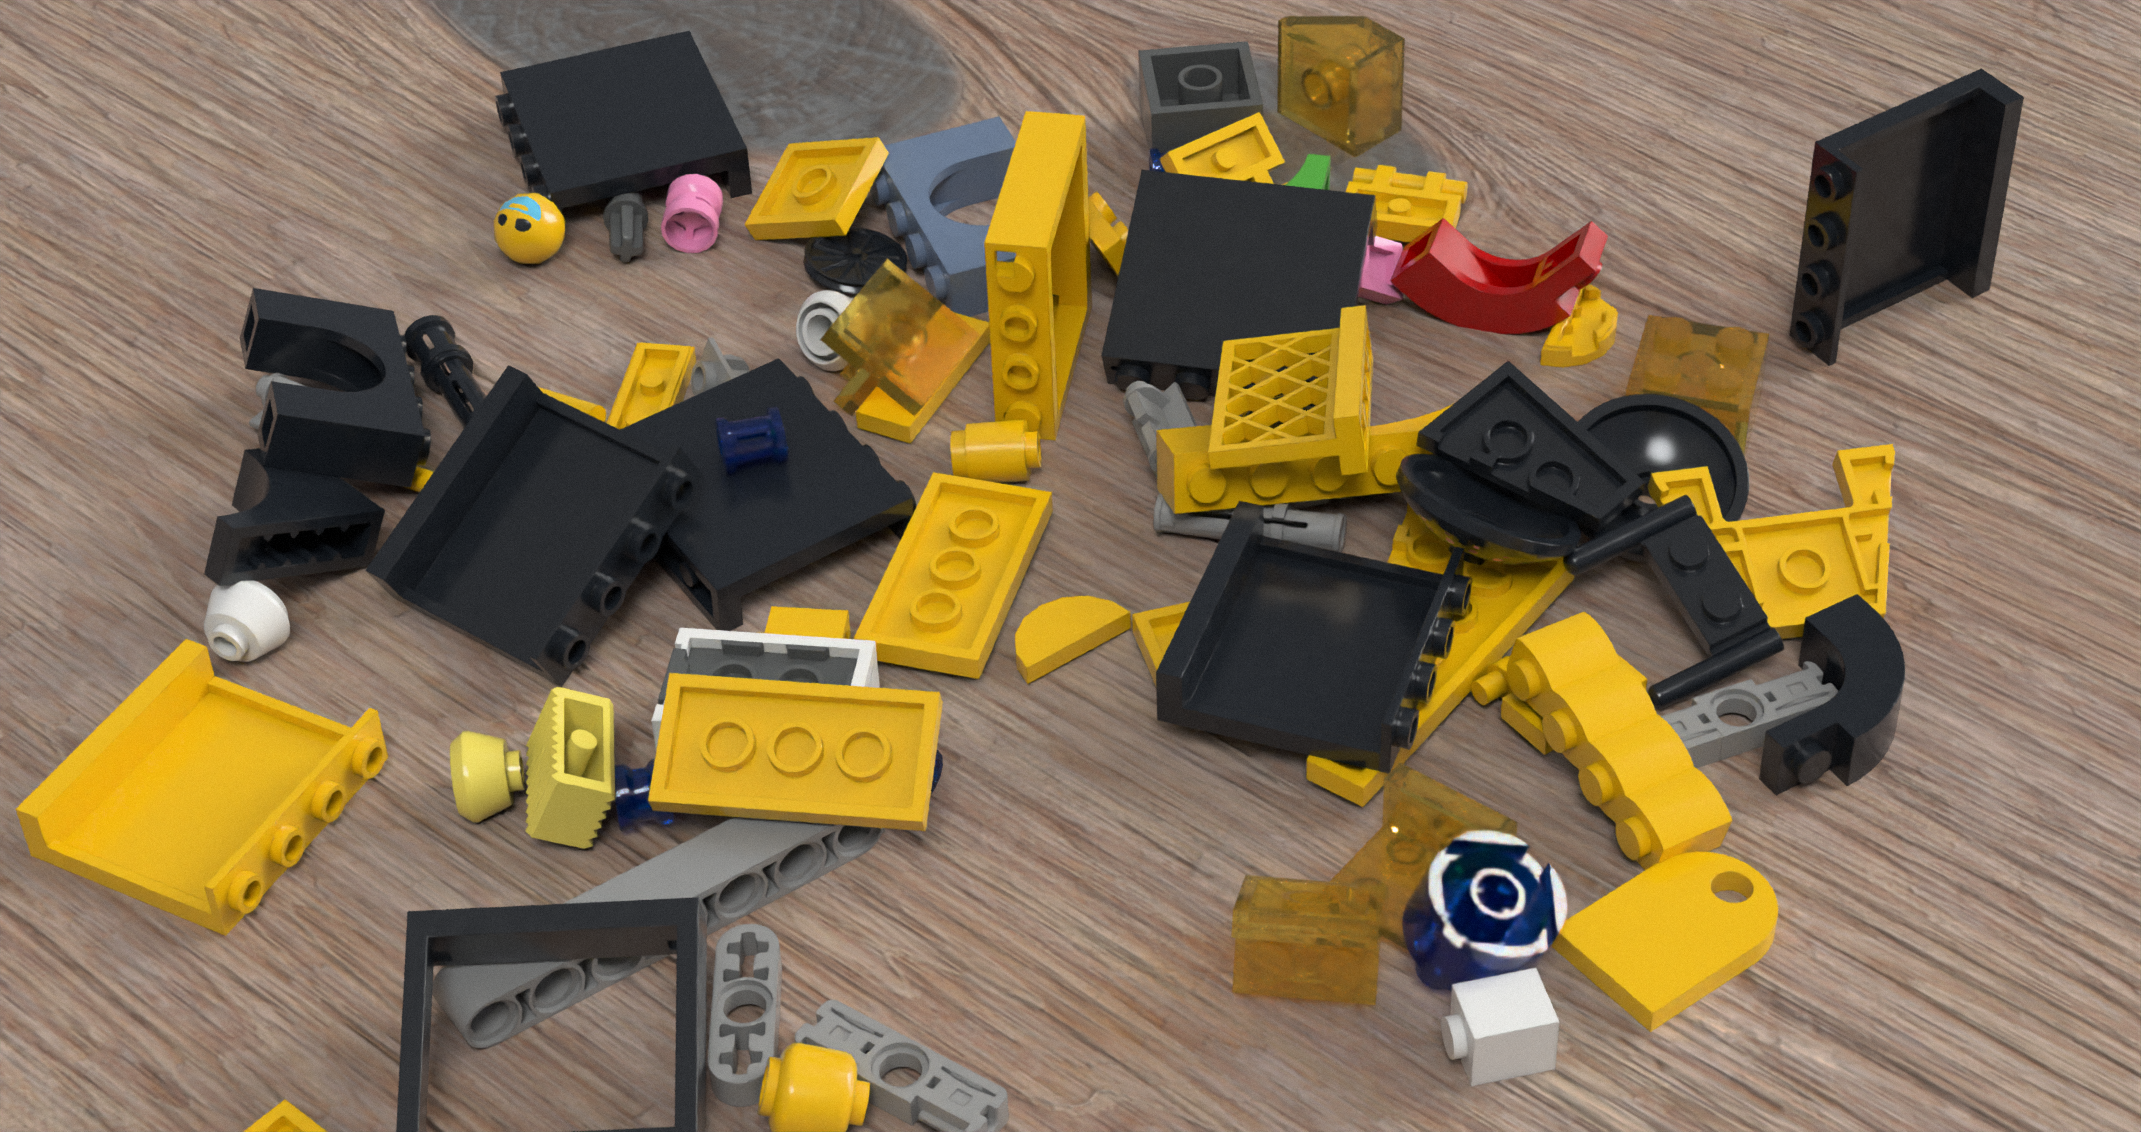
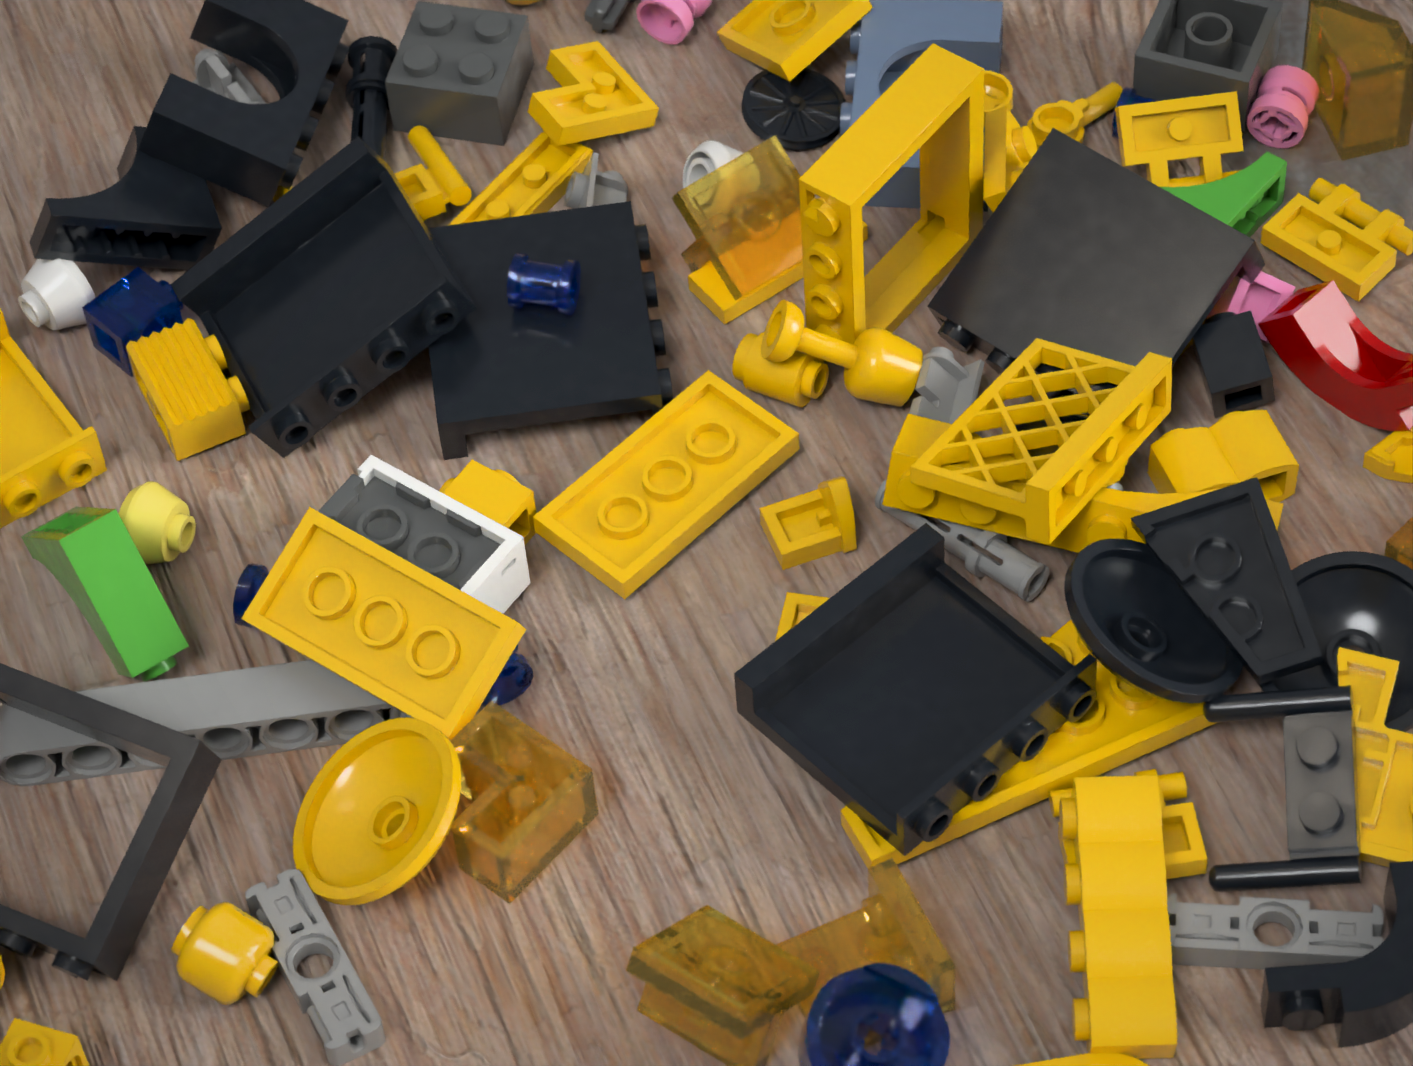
camera: 30 degrees right, 10 degrees up
(340, 619) = (128, 311): none -> clear blue brick
(433, 656) = (187, 389): none -> yellow brick
(483, 824) = (111, 587): none -> bright green arch
(529, 318) = (460, 72): none -> dark grey brick
(570, 768) = (218, 551): light yellow brick -> none
(666, 305) = (594, 97): none -> yellow plate
(731, 991) = (231, 819): light grey beam -> none
(886, 914) = (377, 811): none -> yellow dish
(1011, 849) = (524, 797): none -> clear yellow brick
(1065, 631) = (725, 582): yellow tile -> none
(1082, 417) = (875, 366): none -> yellow piece
(1111, 558) = (811, 524): none -> yellow tile
(1116, 184) = (1072, 117): none -> yellow plate
(1290, 125) = (1277, 114): none -> bright pink wheel
(1398, 315) = (1232, 363): none -> black brick
(1429, 382) = (1225, 454): none -> yellow brick

